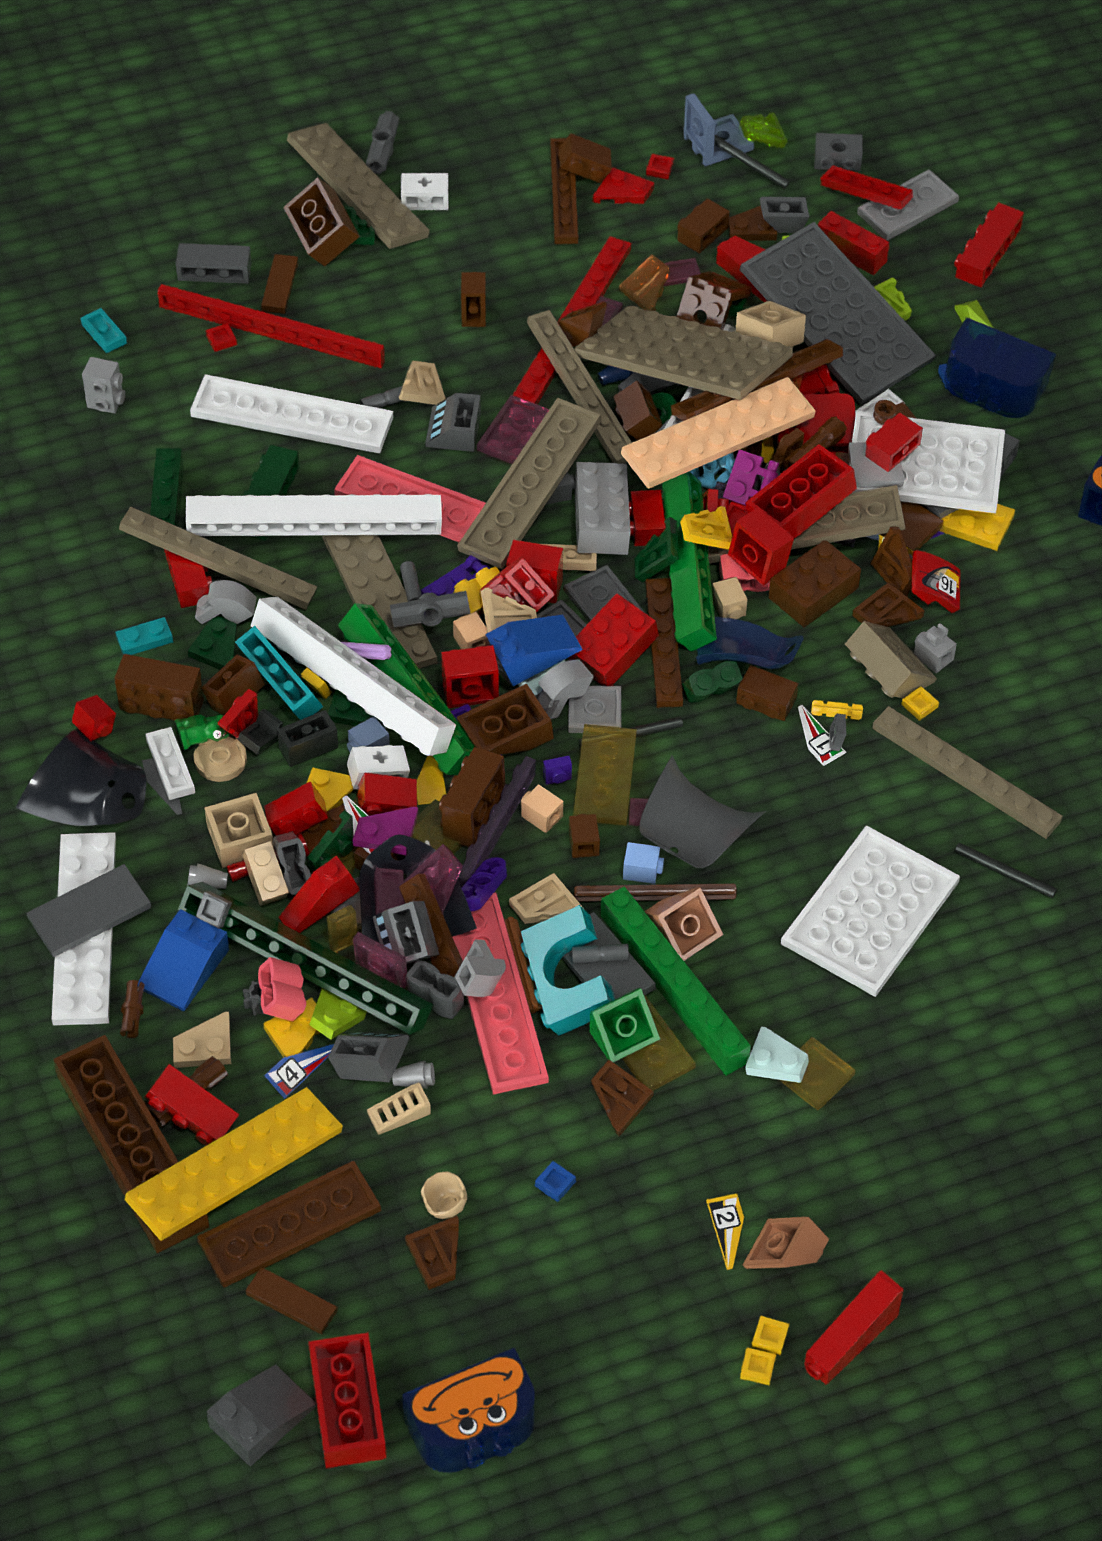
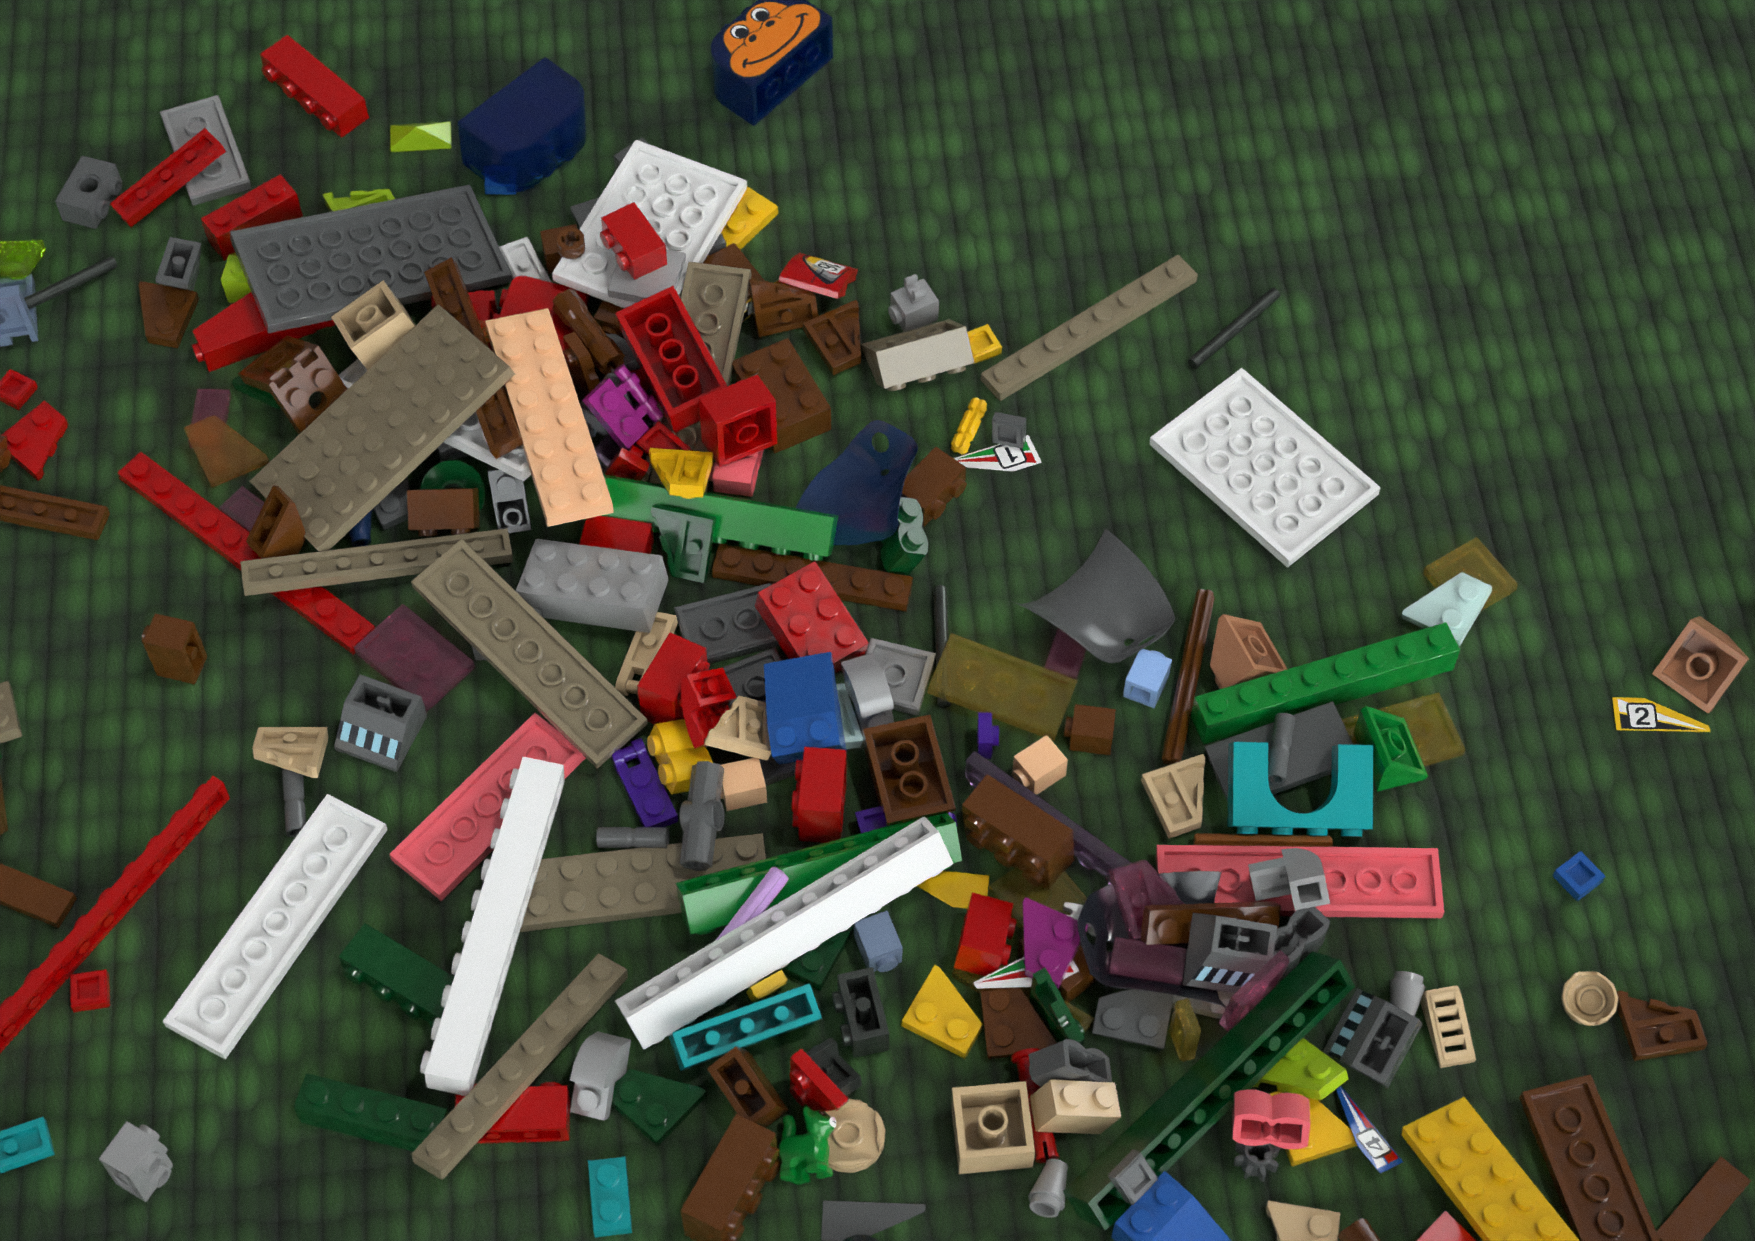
camera: 75 degrees left, 5 degrees up
(170, 763) = (847, 1200): white plate -> none
(296, 810) = (986, 1048): red brick -> none
(319, 895) = (1126, 1051): red slope -> none
(377, 760) = (931, 937): white brick -> none
(491, 875) = (1137, 843): dark purple beam -> none
(620, 1095) = (1471, 780): reddish brown wing -> none
(703, 225) = (148, 364): reddish brown brick -> none
(729, 598) = (777, 485): tan brick -> none

